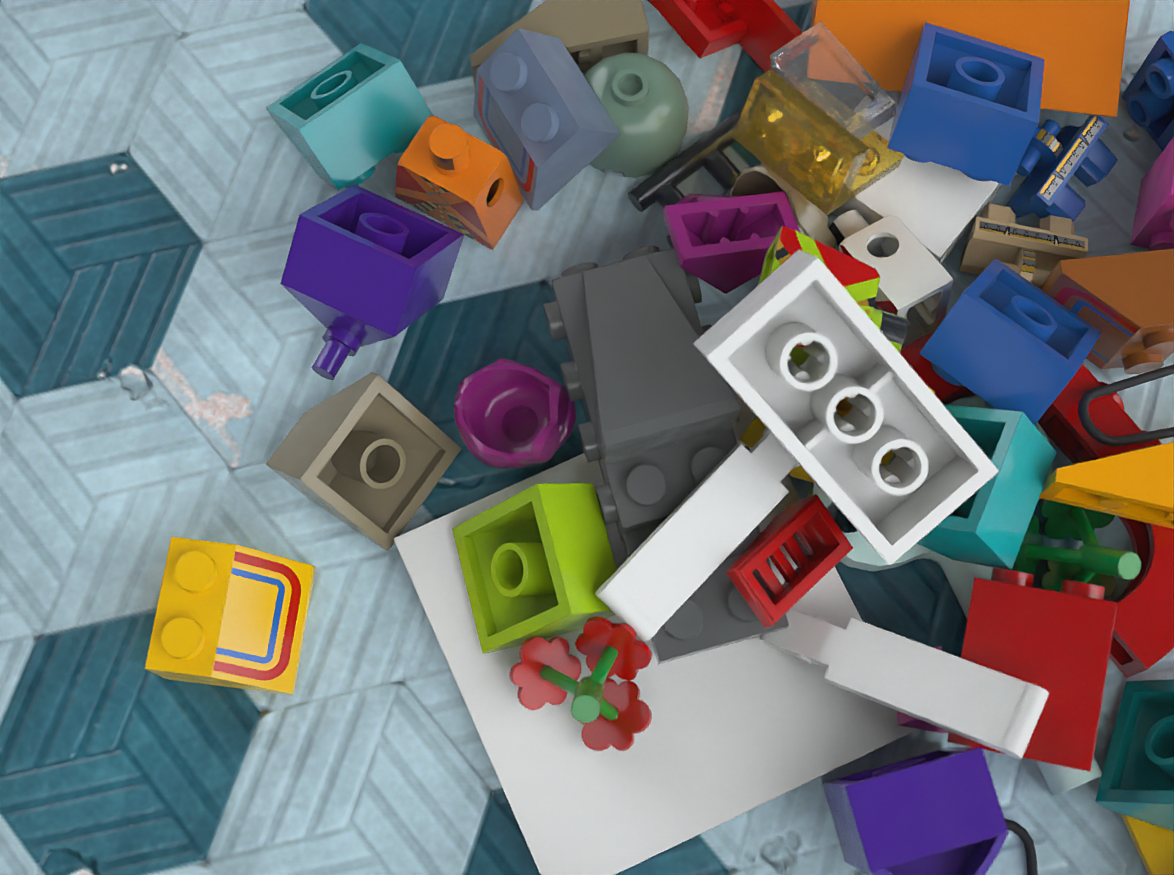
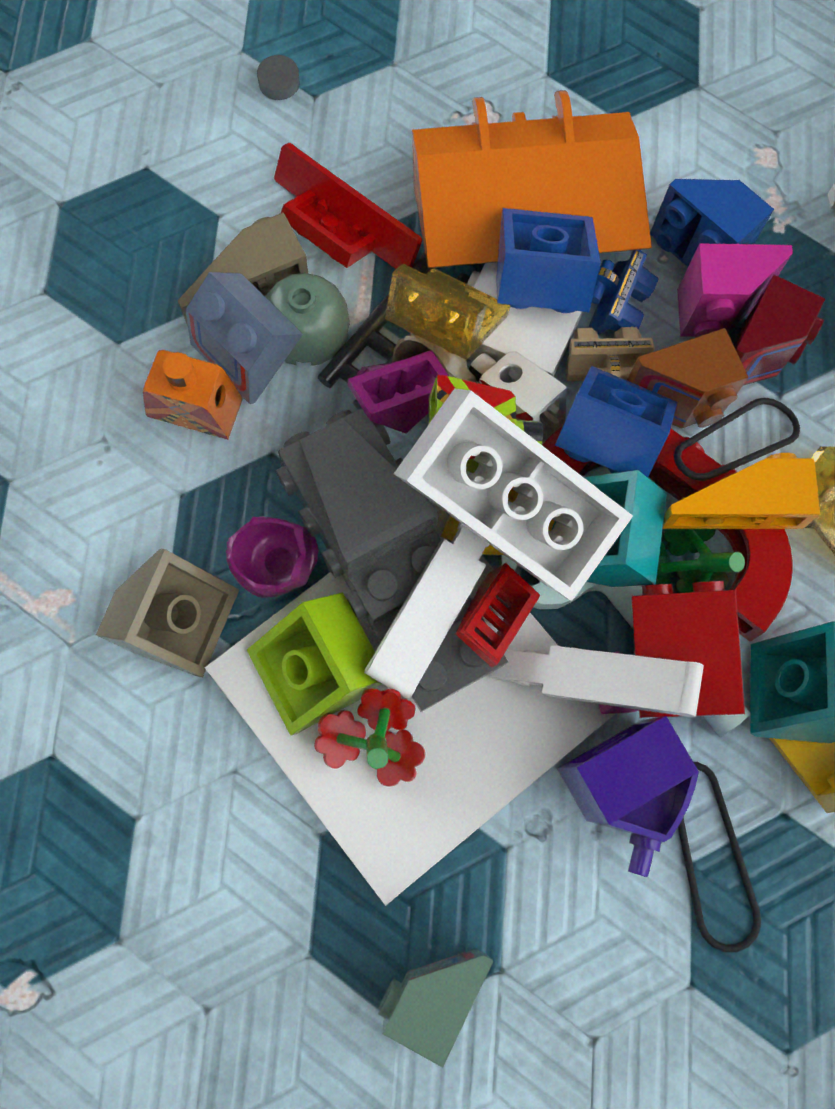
camera: 20 degrees left, 0 degrees up
(230, 617) = (95, 755): yellow slope -> none
(352, 115) = (100, 363): teal slope -> none
(366, 270) = (137, 474): dark purple piece -> none
(833, 80) = (448, 262): clear tile -> none

